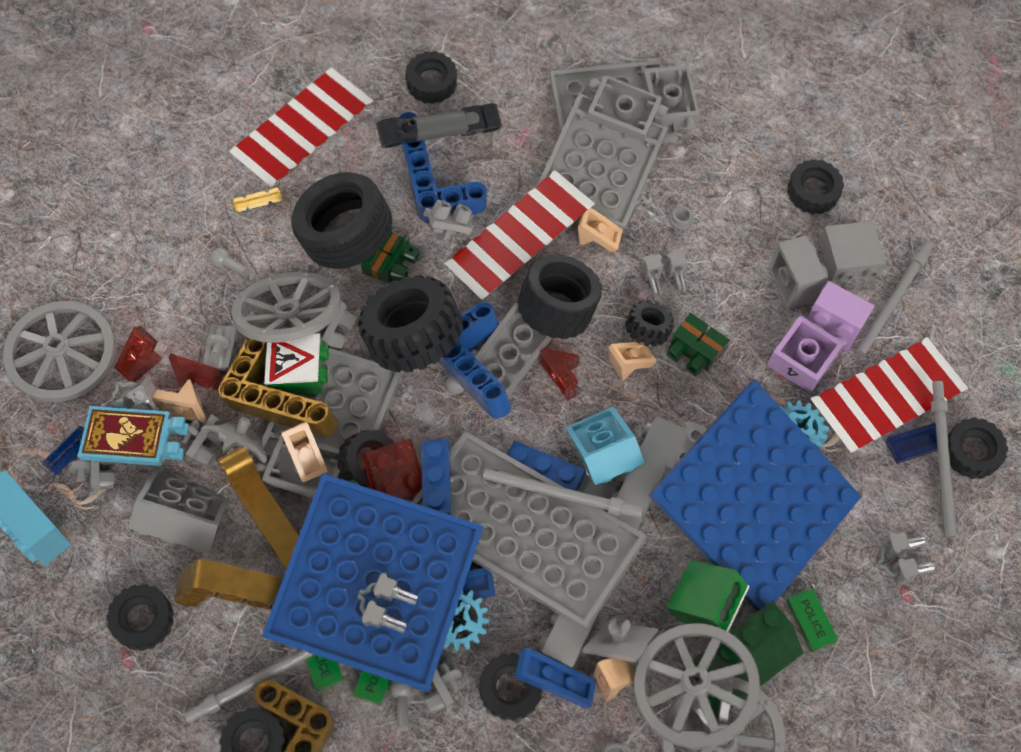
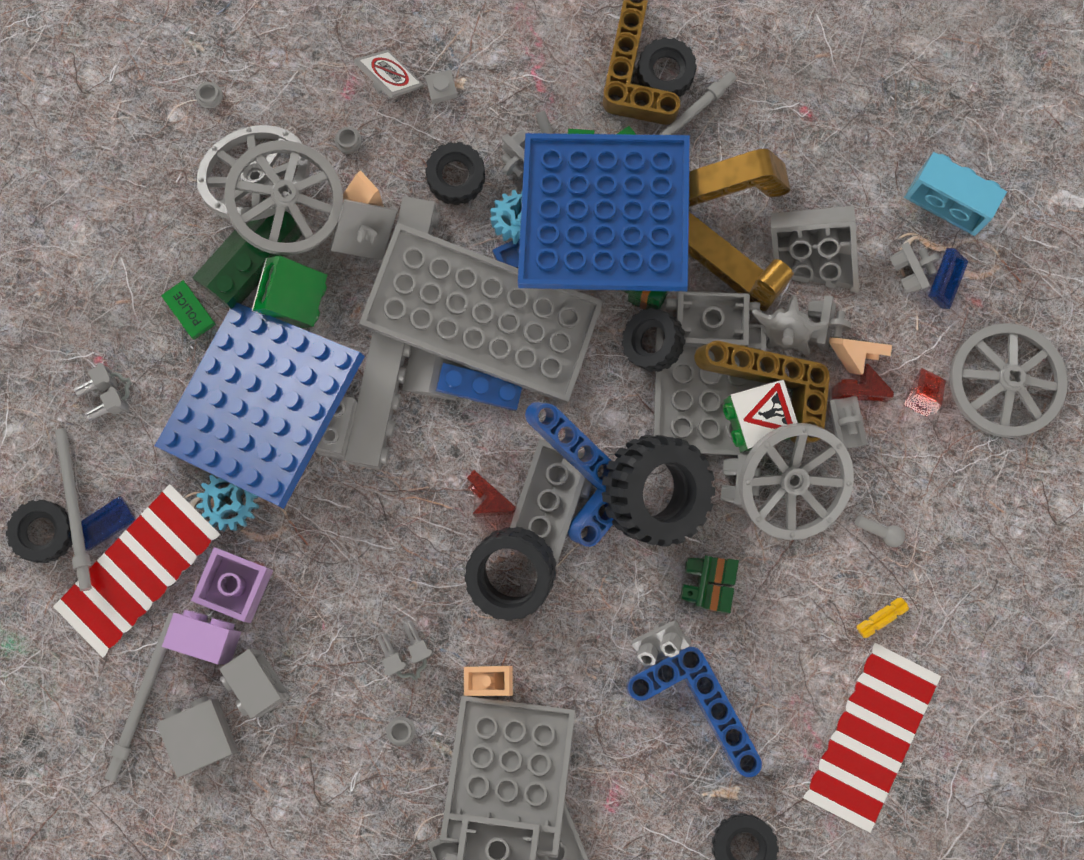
camera: 165 degrees right, 15 degrees up
(131, 436) = (892, 295): tile -> none
(139, 393) = (911, 338): light grey piece -> none
(155, 632) = (809, 124): black tyre -> none
(304, 452) = (715, 317): light nougat slope -> none
(325, 202) = (811, 606): black tyre -> none
(376, 615) = (590, 194): piece -> none
(394, 469) = (624, 334): clear red plate -> none
(436, 475) = (581, 341): blue plate -> none
(465, 122) = (680, 784): piece -> none
(519, 234) = (575, 648): red sticker -> none
(555, 678) = (416, 182): blue plate -> none
(605, 445) = (423, 419): medium azure slope -> none
(614, 505) = (396, 344): light grey bar -> none
(628, 357) = (417, 532): light nougat slope -> none
(646, 332) = (399, 592): black tyre -> none
(697, 344) = (349, 571): dark green hips -> none
(823, 172) = (229, 816): black tyre -> none

